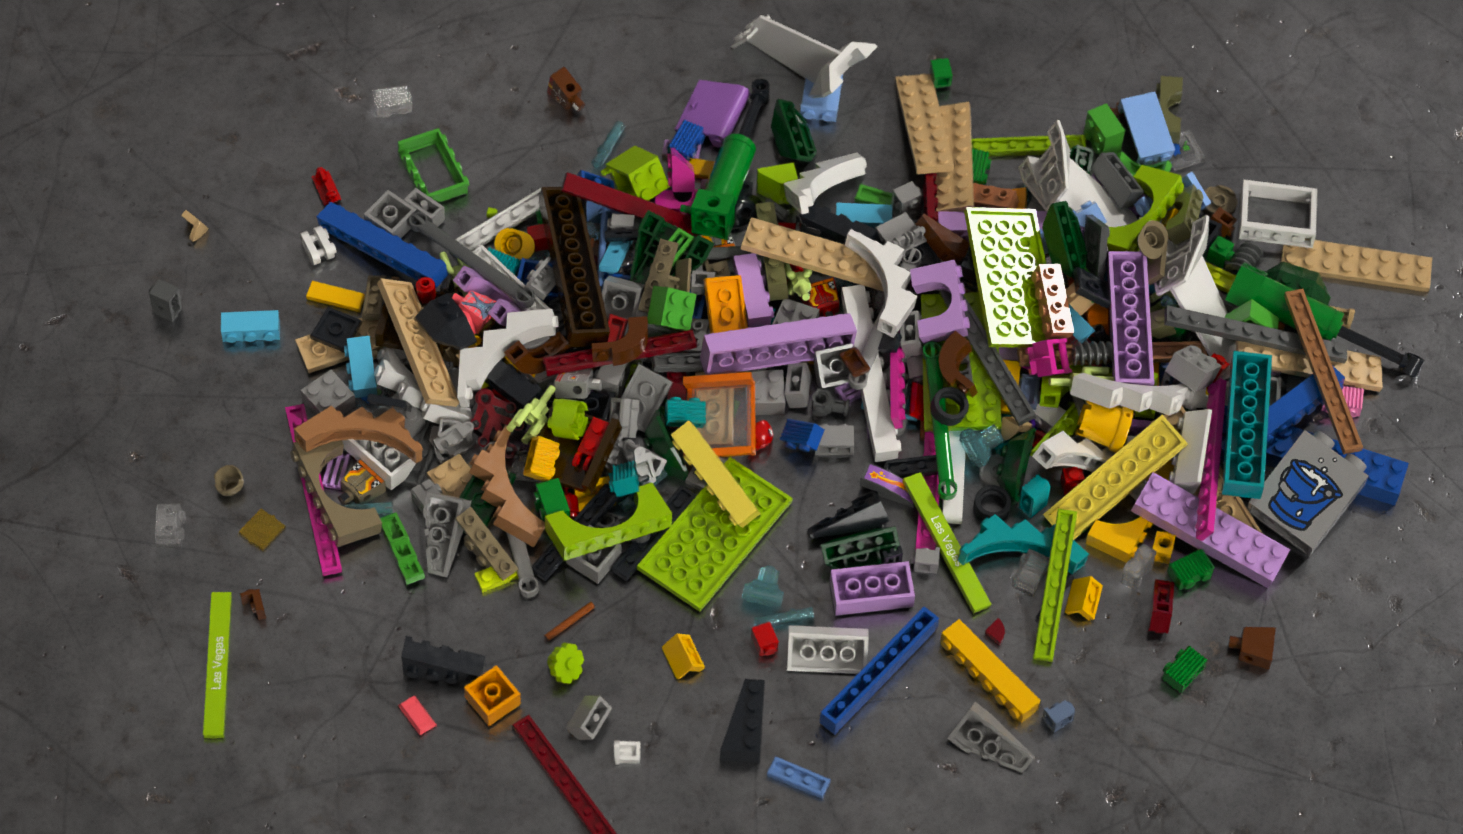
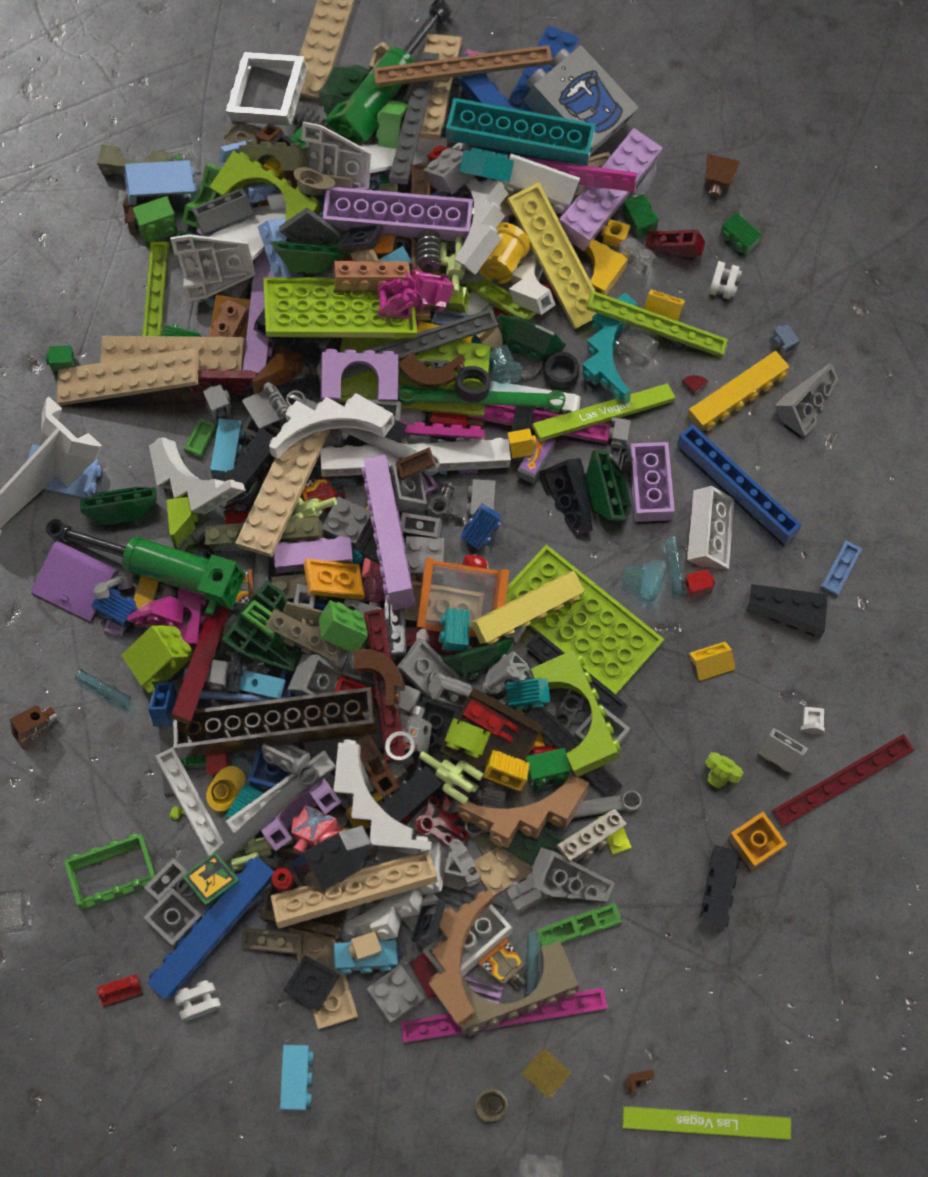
camera: 85 degrees left, 10 degrees up
(198, 229) = (152, 1137): tan tile -> none
(335, 296) = (263, 984): yellow tile -> none
(364, 356) = (364, 947): none -> tan brick
(417, 715) = (768, 920): coral tile -> none
(423, 232) = (210, 878): none -> piece
(557, 356) = (391, 737): none -> white piece
(569, 621) = (669, 765): dark orange bar -> none
(696, 122) = (102, 589): none -> light grey bar
(896, 462) = (522, 443): none -> yellow brick
(1022, 328) = (403, 297): none -> dark pink piece
(1034, 496) = (563, 327): teal brick -> none
(1123, 654) = (729, 289): none -> white brick
(1194, 389) = (487, 164): none -> teal brick

